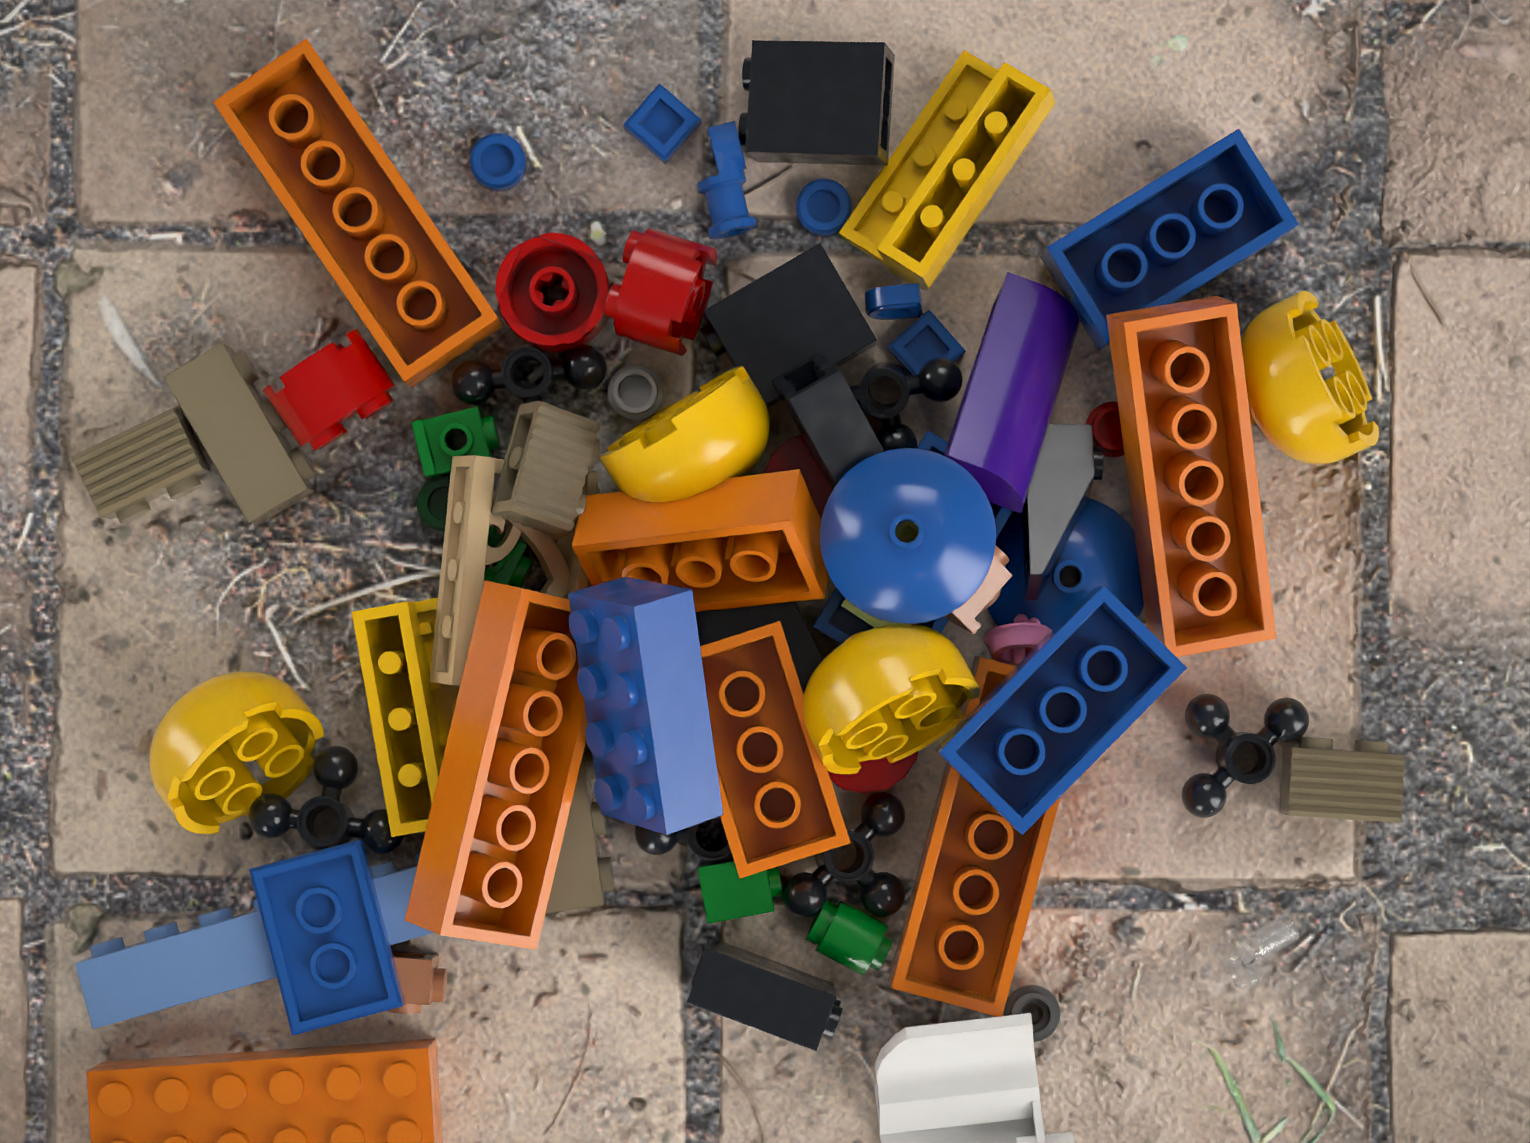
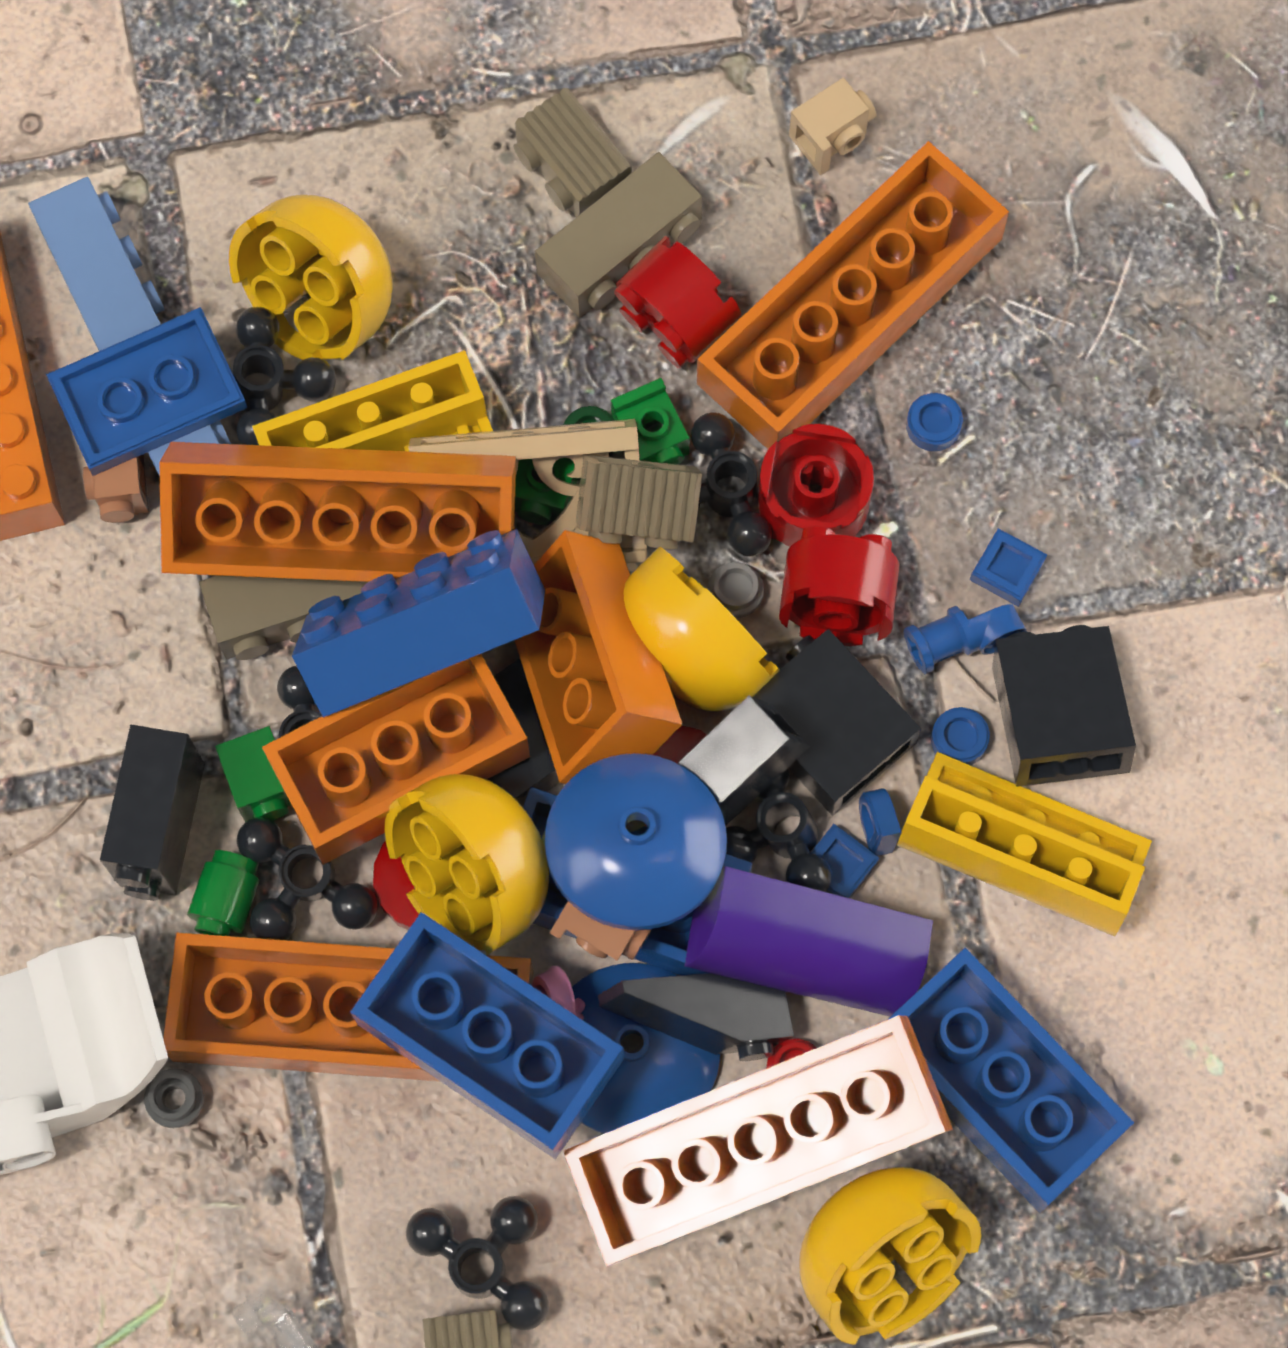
camera: 85 degrees right, 15 degrees down
(160, 195) = (831, 123): none -> tan brick

